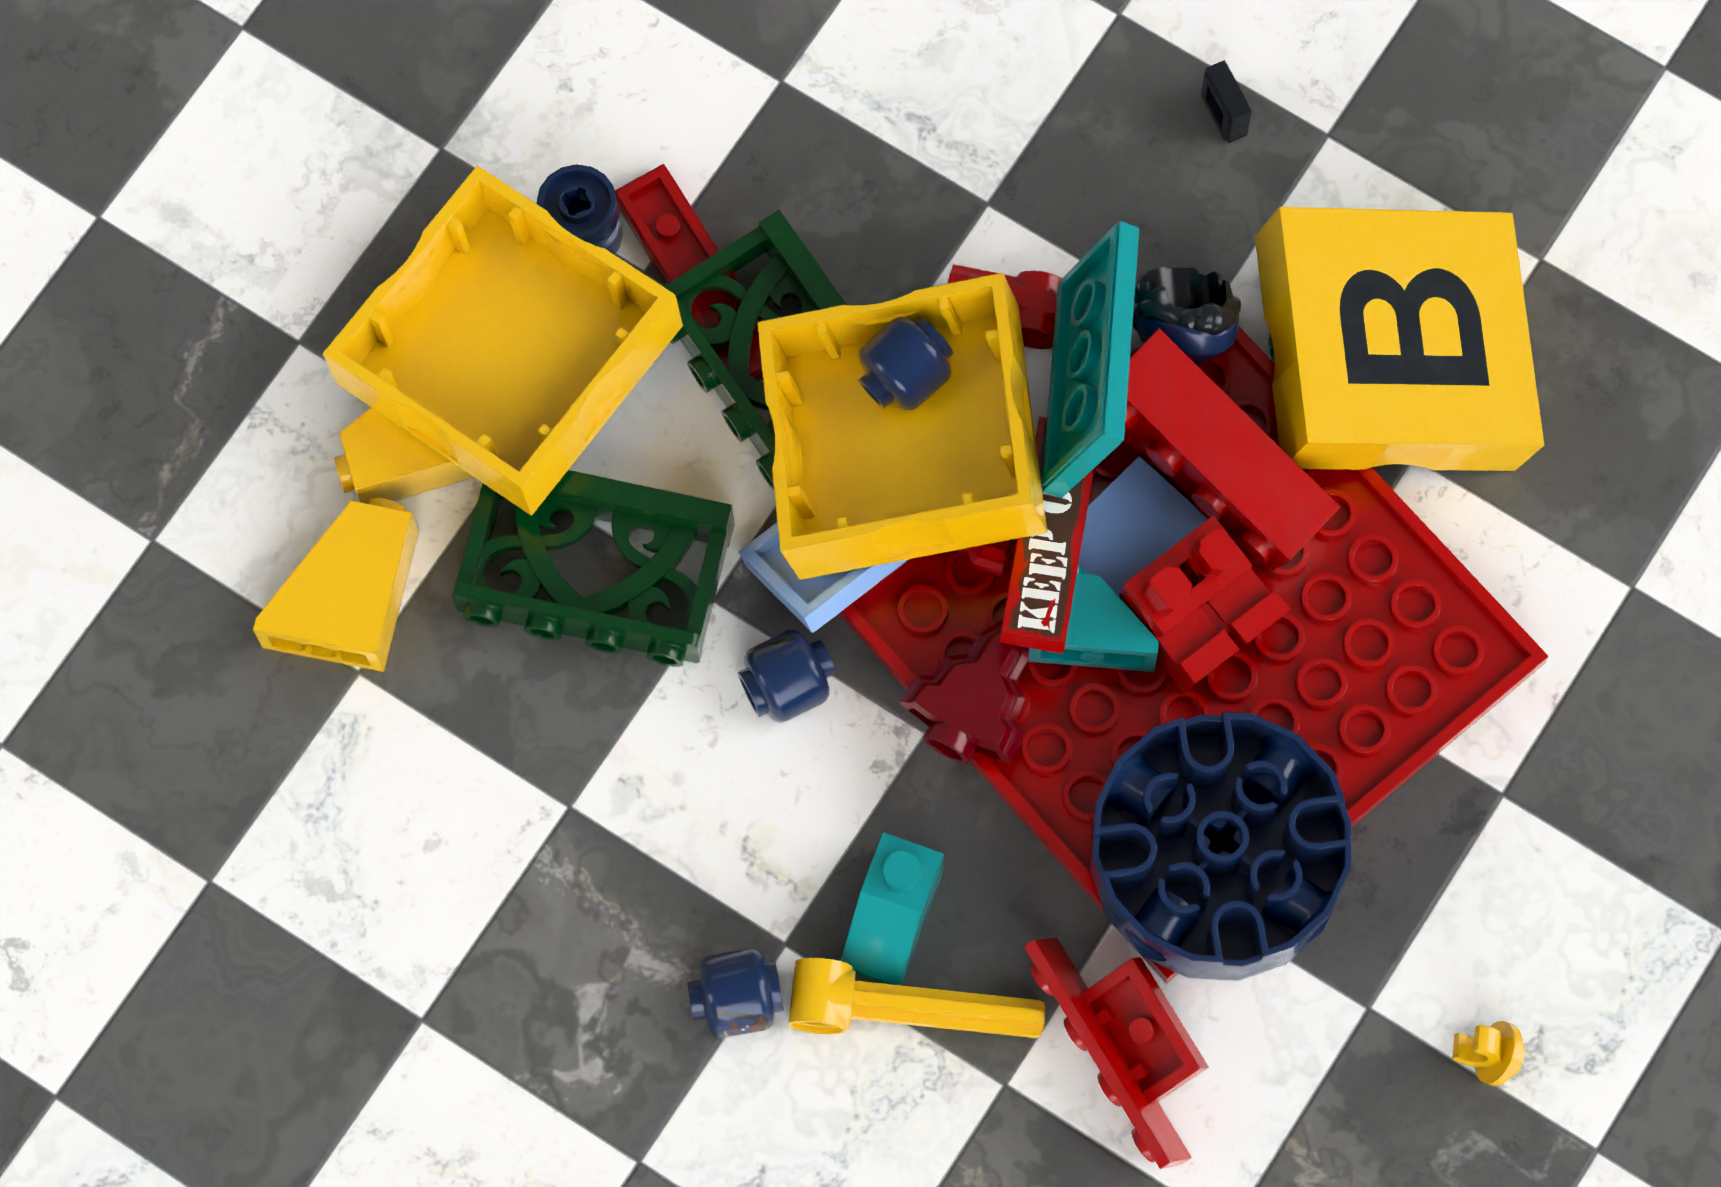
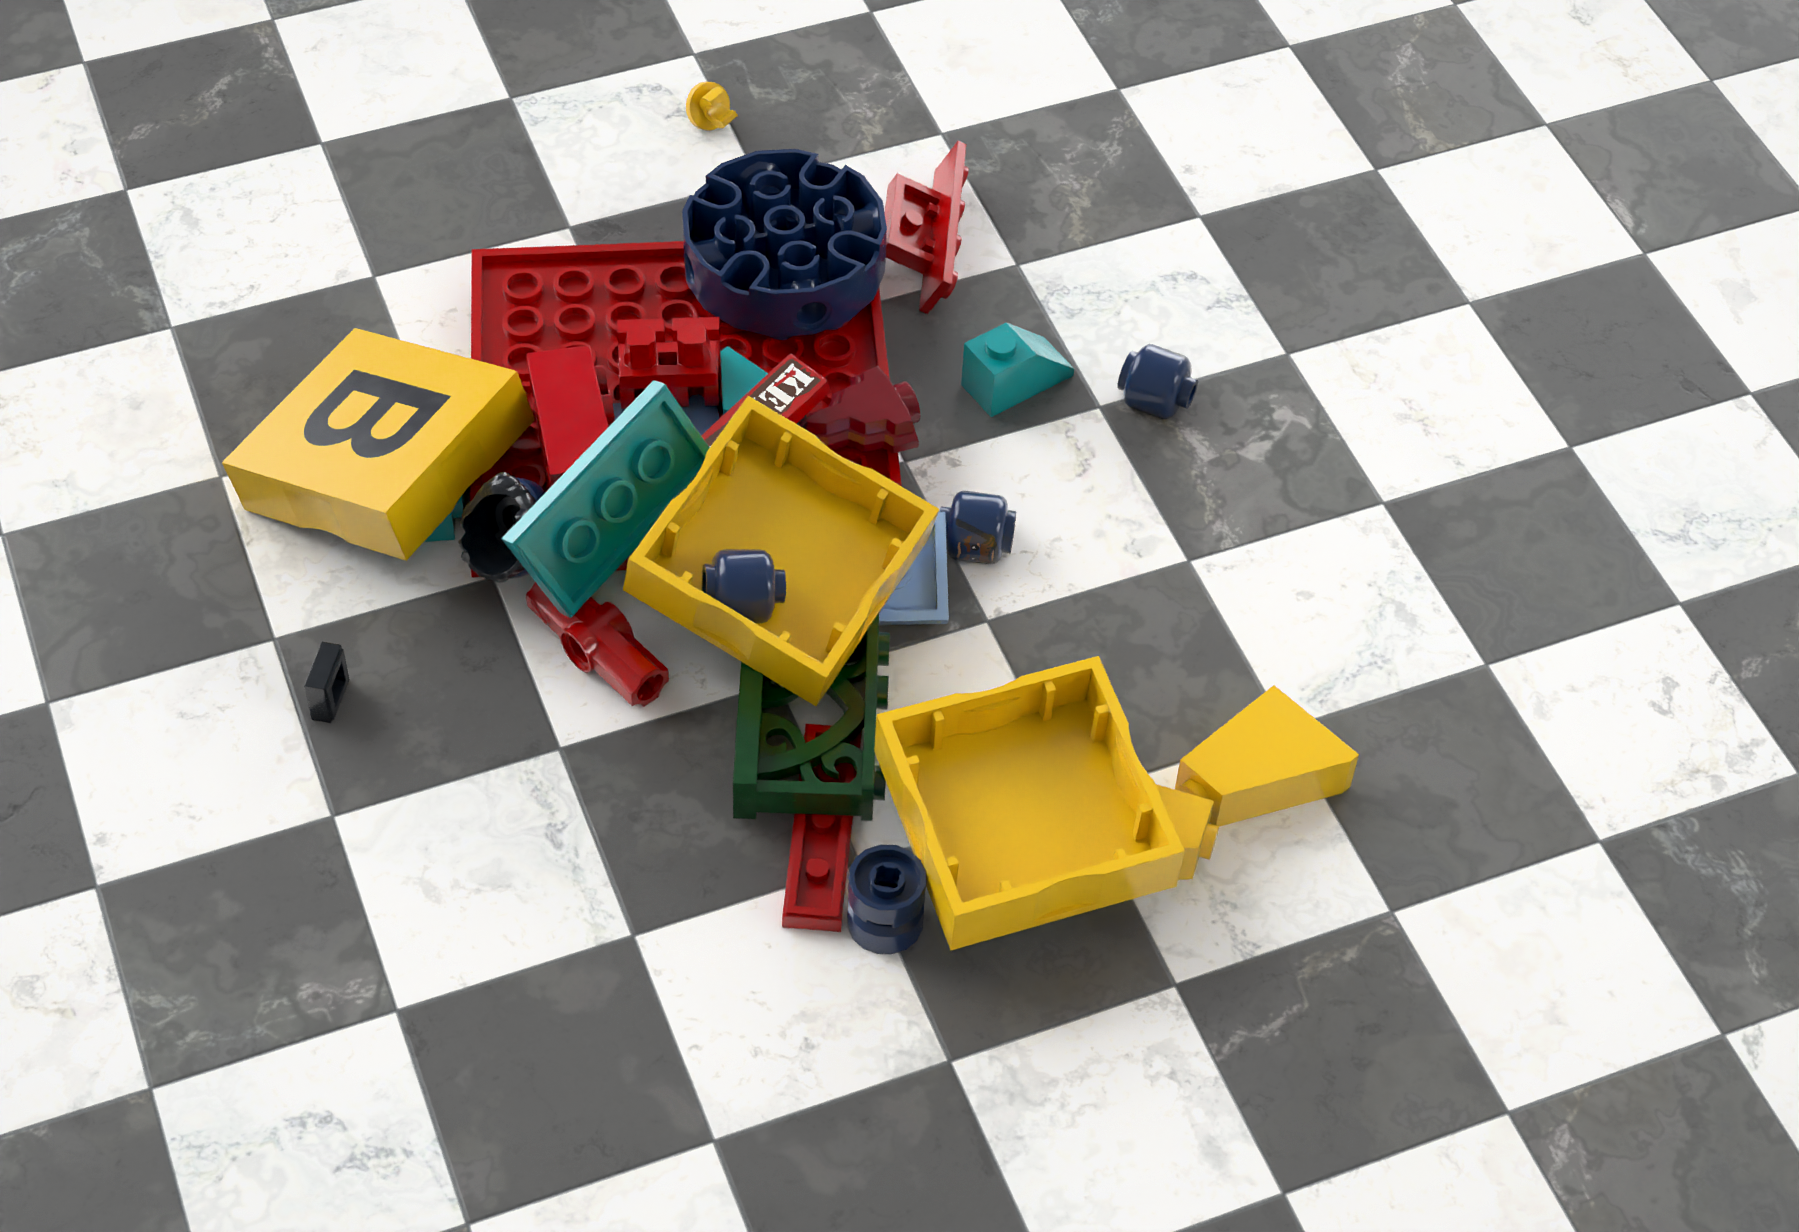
camera: 150 degrees left, 20 degrees down
(628, 506) = (1067, 627): dark green fence -> none
(829, 997) = (1093, 345): yellow axle -> none

